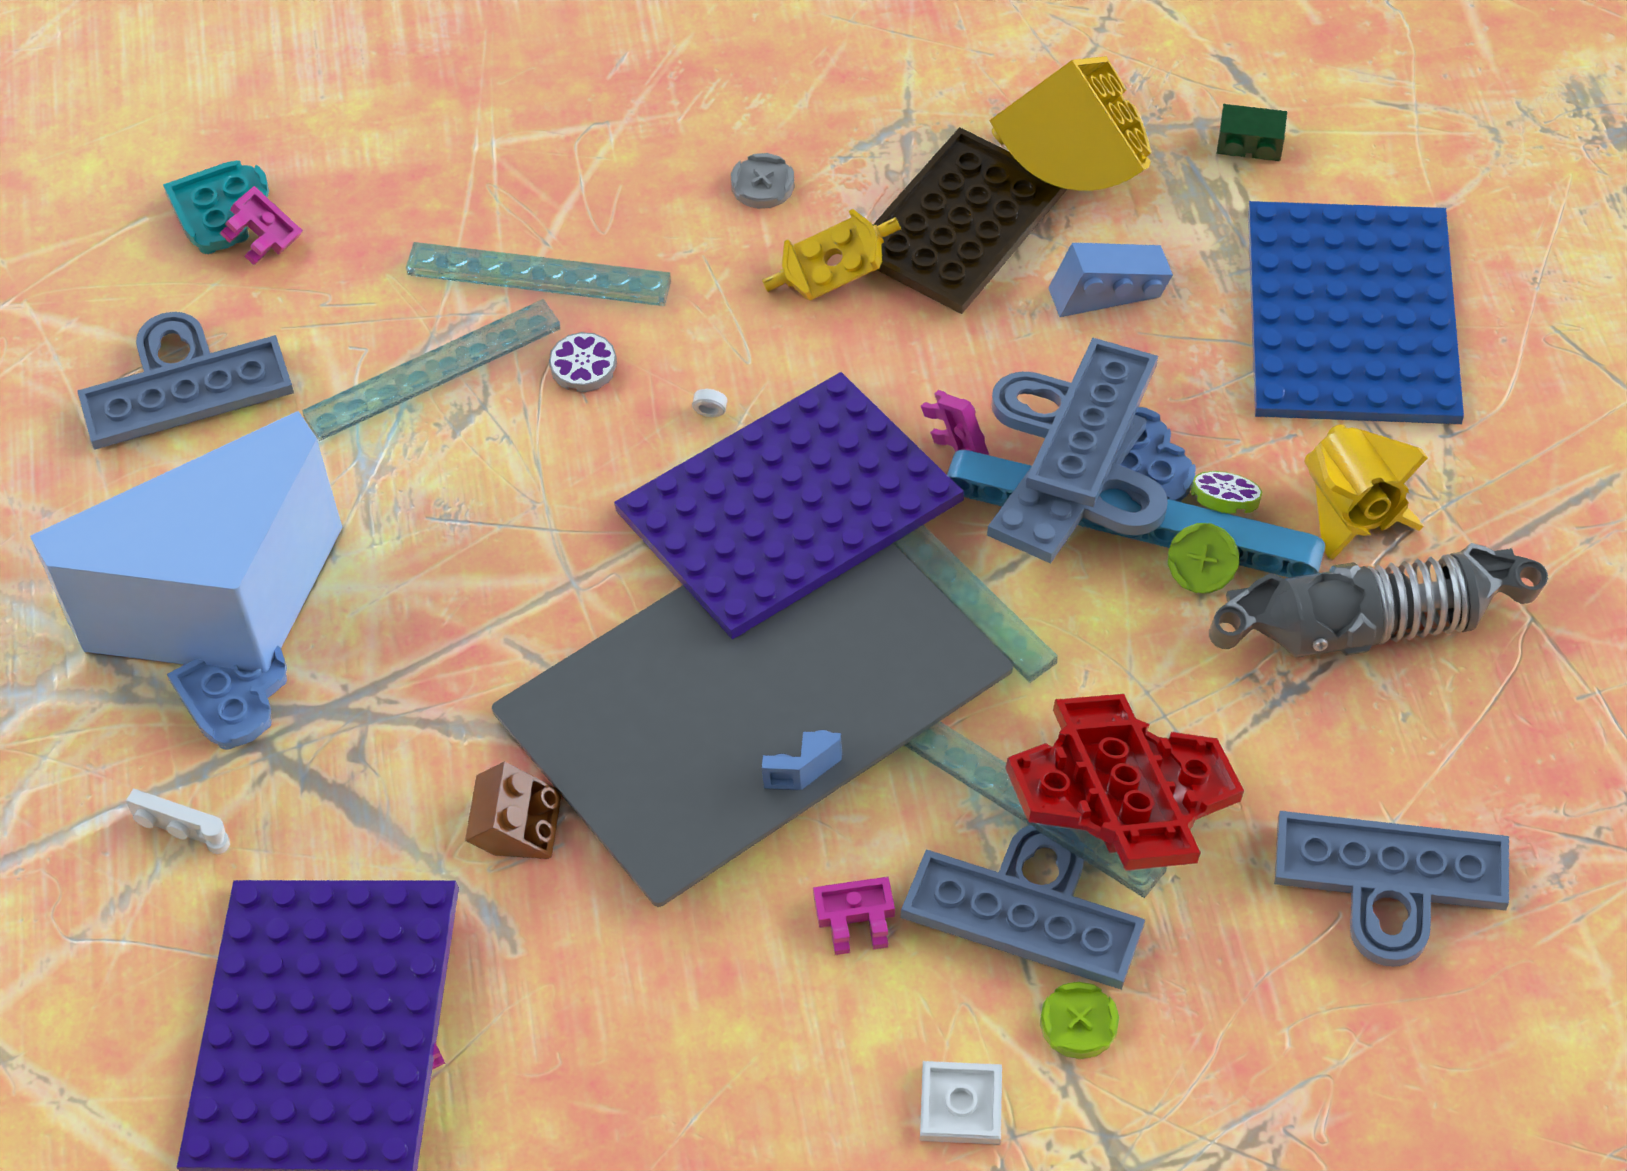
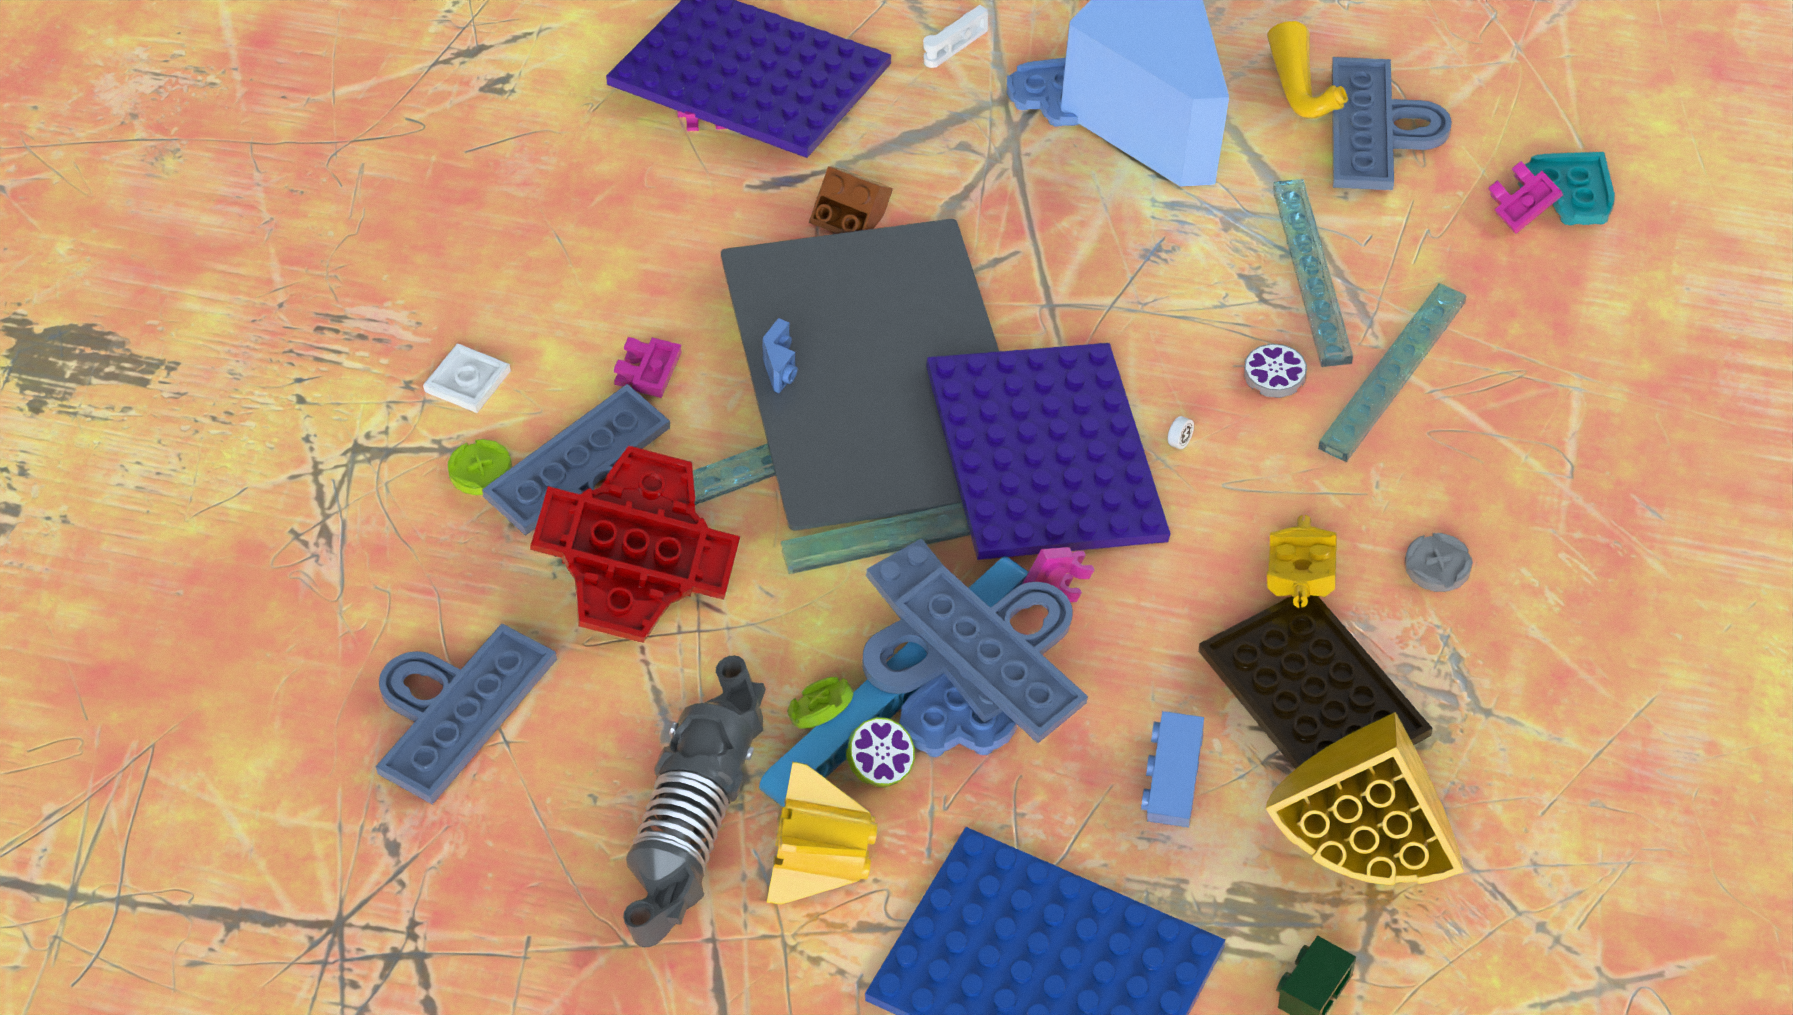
camera: 115 degrees right, 5 degrees down
(105, 477) = (1291, 52): none -> yellow animal

